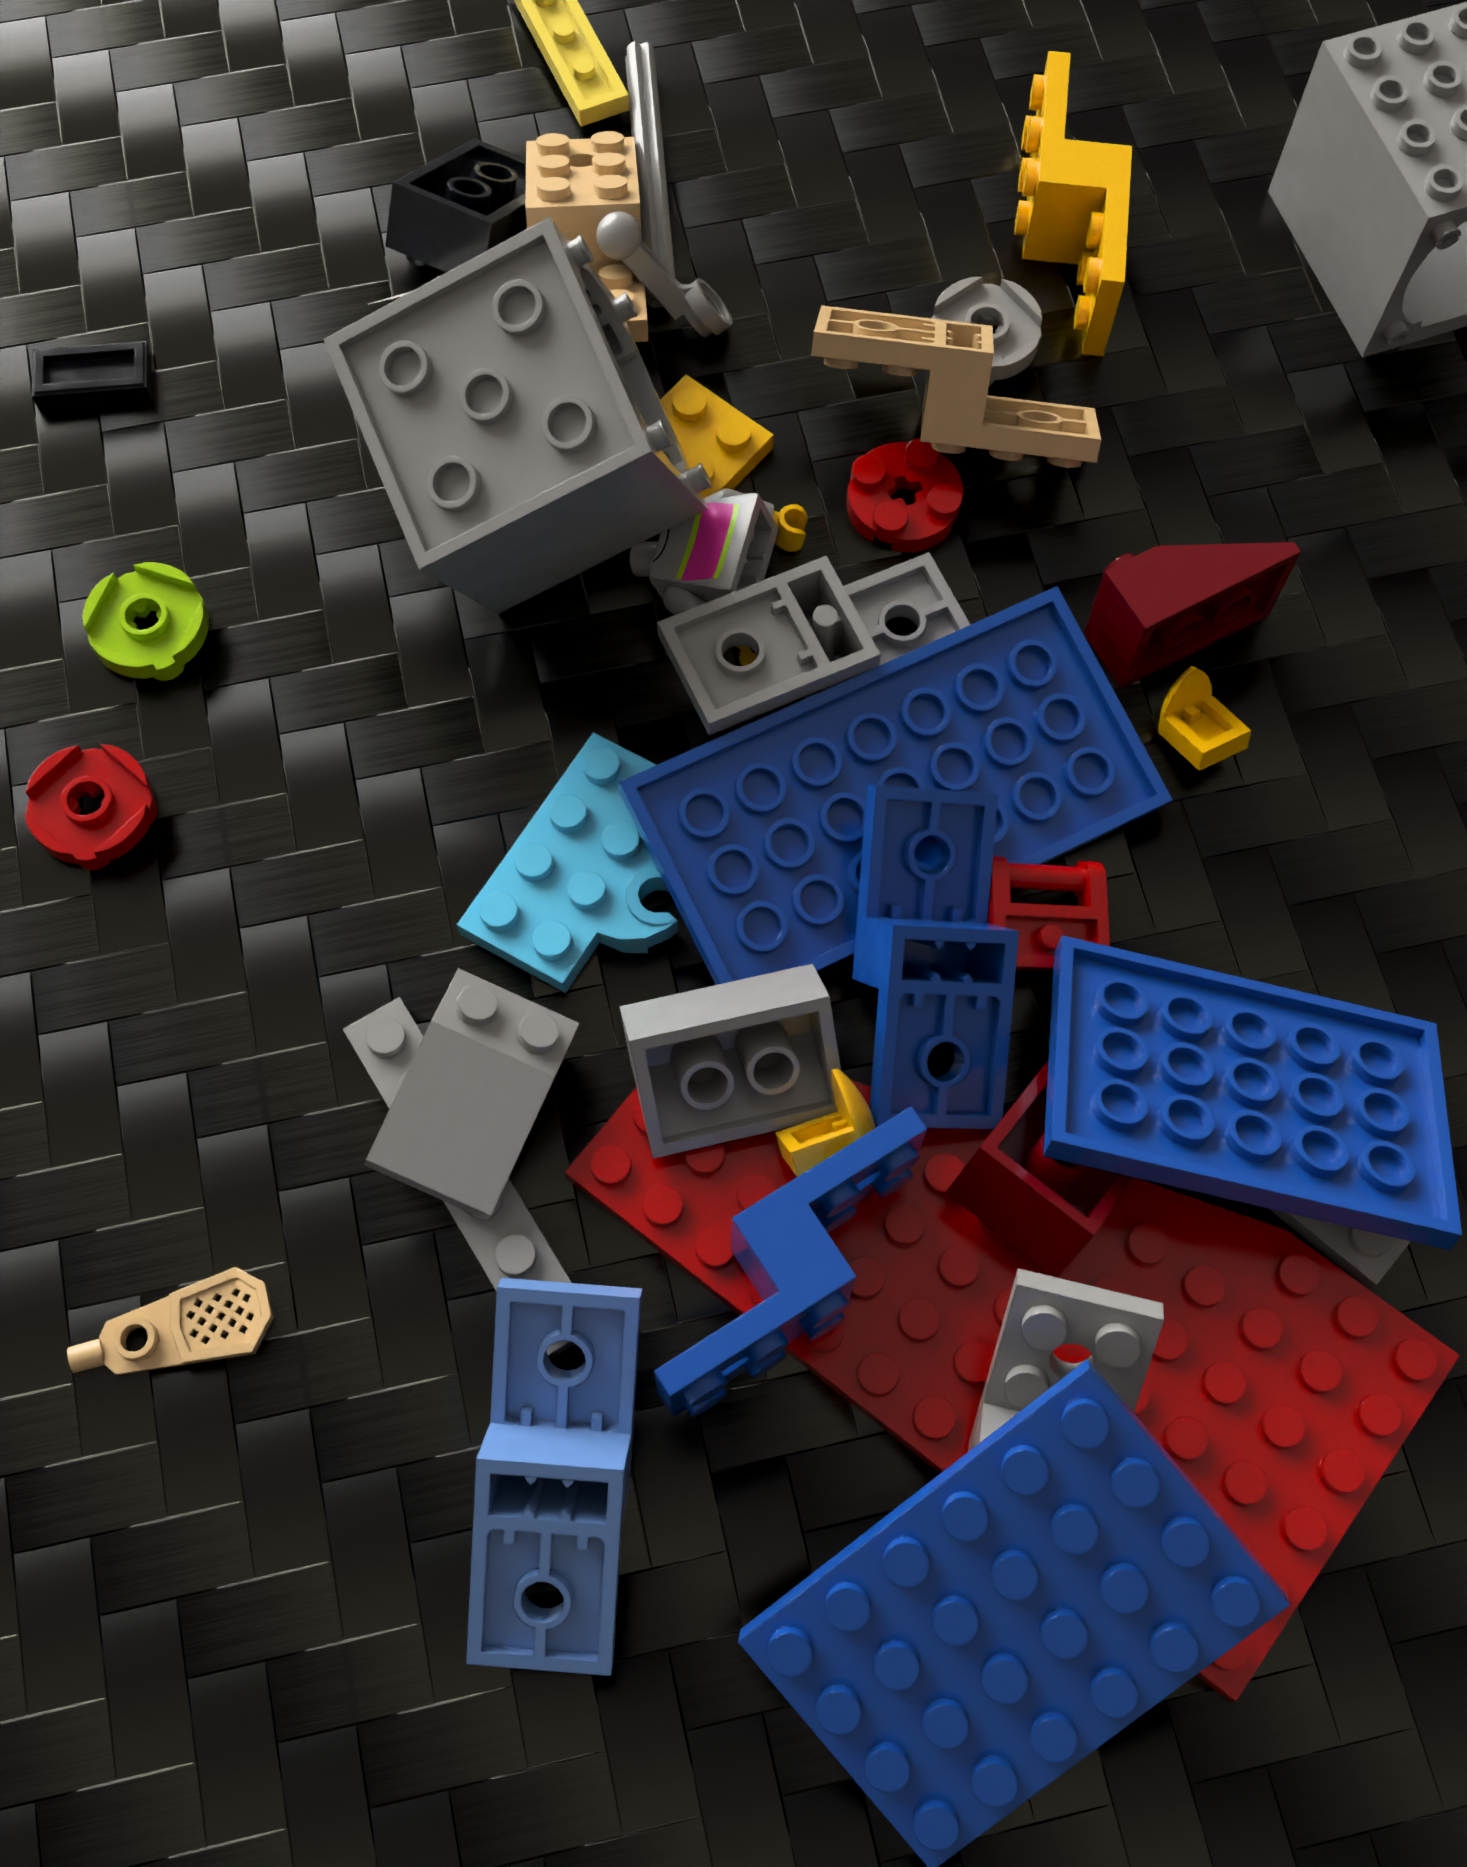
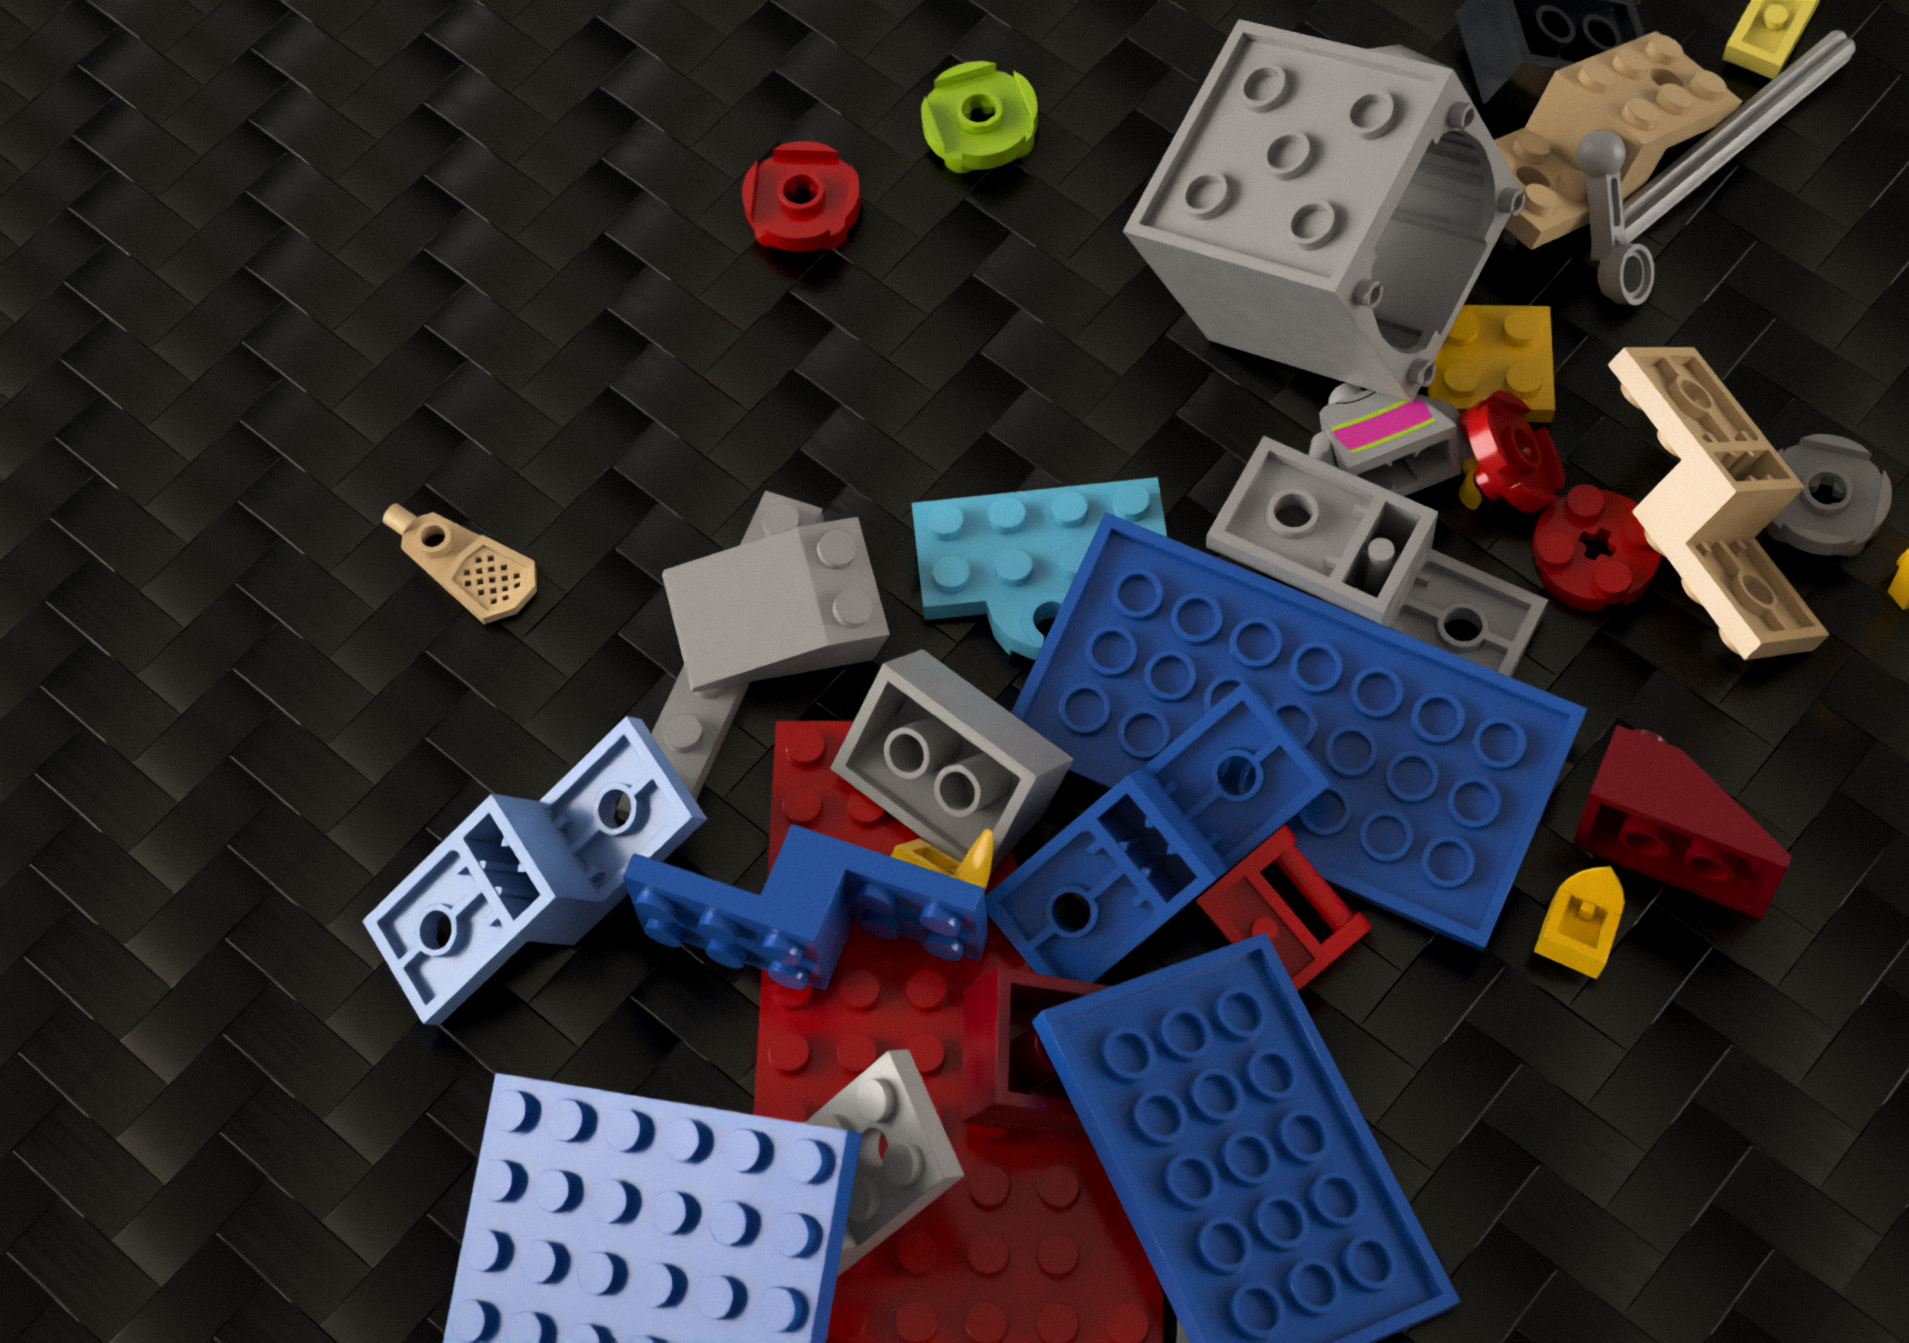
camera: 60 degrees right, 5 degrees down
(796, 480) = (1512, 456): none -> red plate

